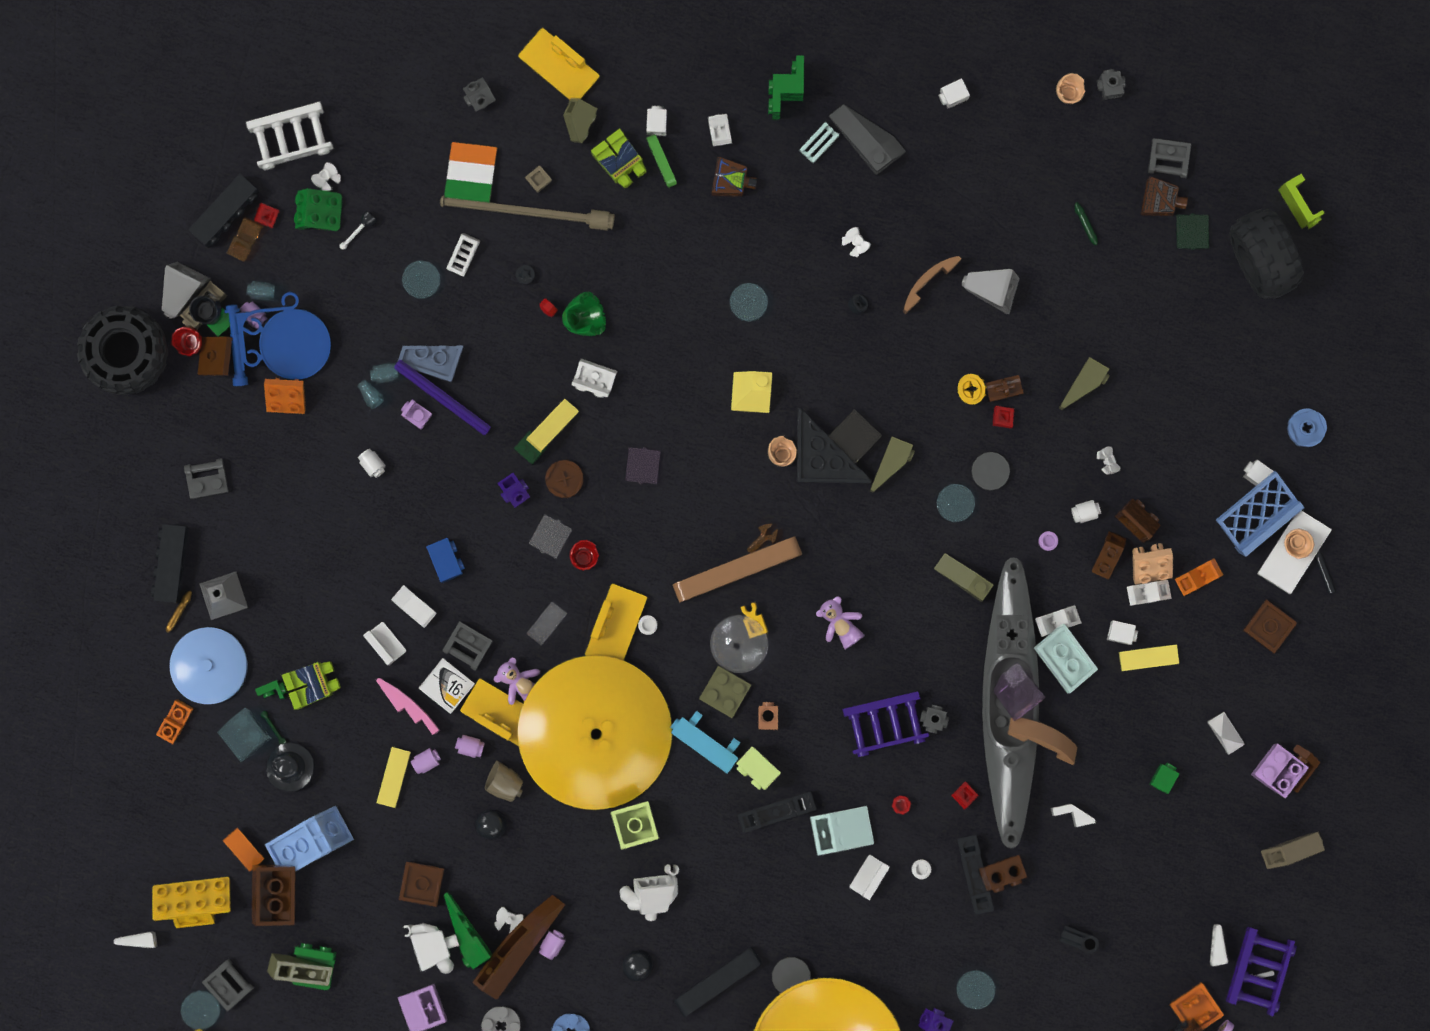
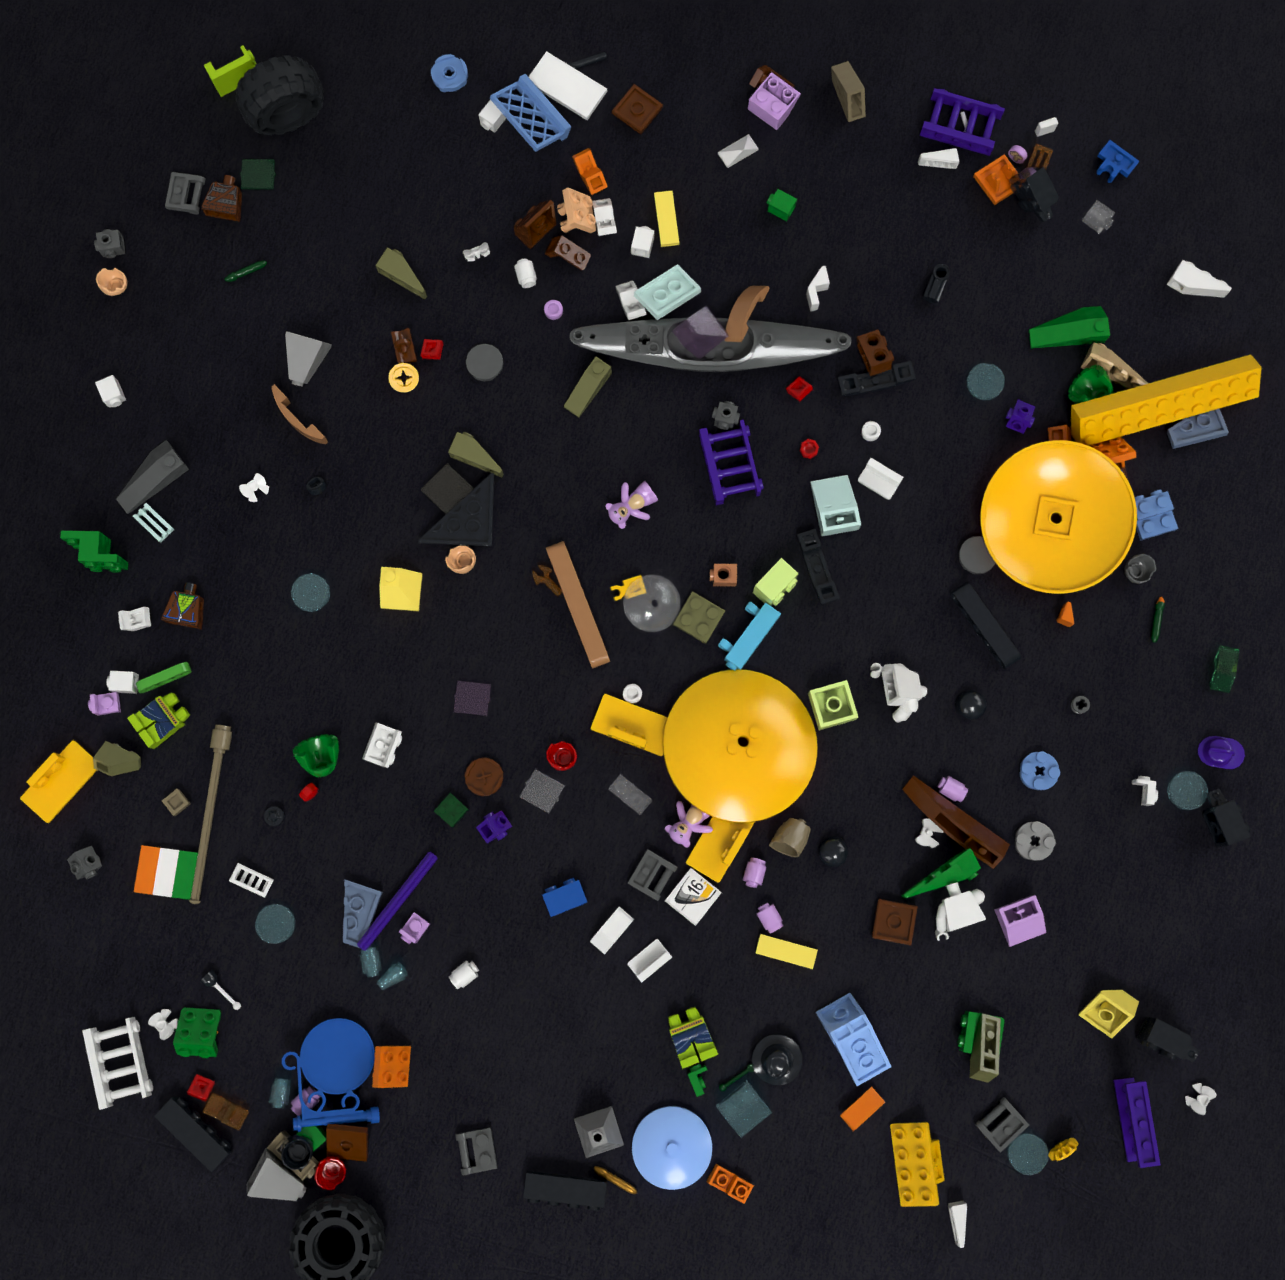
camera: 90 degrees left, 5 degrees down
(273, 895) = (909, 1076): reddish brown slope -> none
(402, 701) = (709, 942): bright pink slope -> none
(552, 425) = (429, 787): light yellow tile -> none
(635, 104) = (104, 703): none -> lavender bracket
(955, 503) = (515, 395): clear light blue tile -> none
(1299, 543) = (559, 76): light nougat hair -> none

